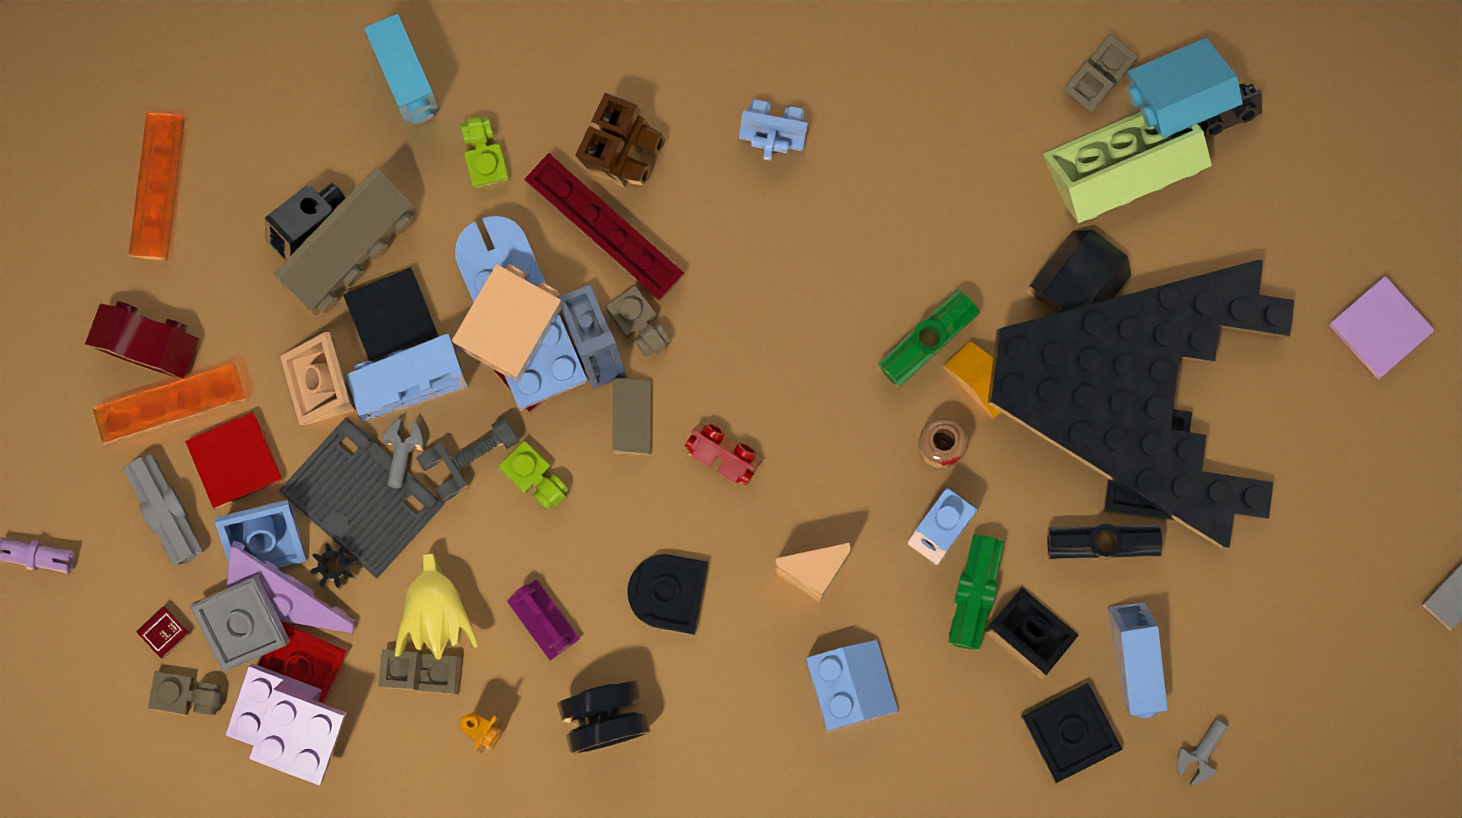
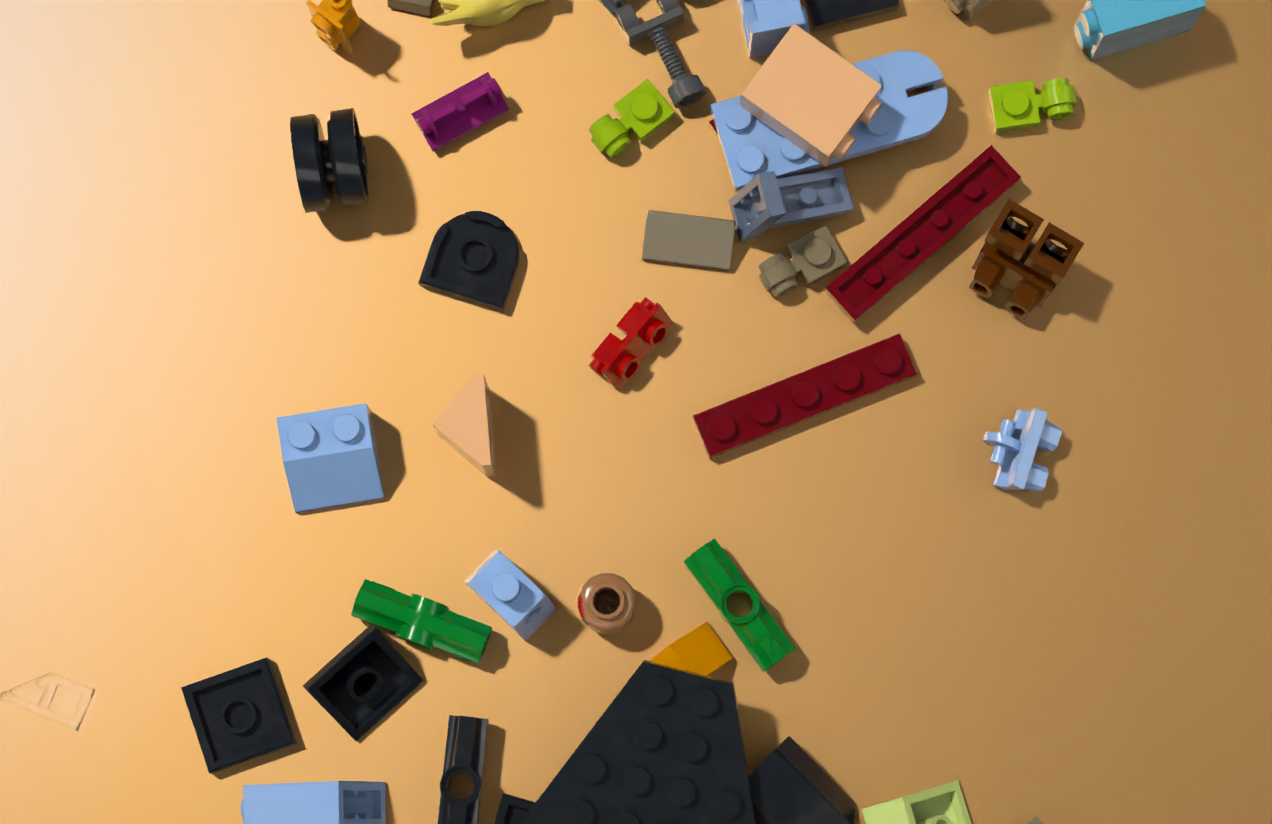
camera: 100 degrees right, 0 degrees up
(749, 308) = (804, 396): none -> dark red plate

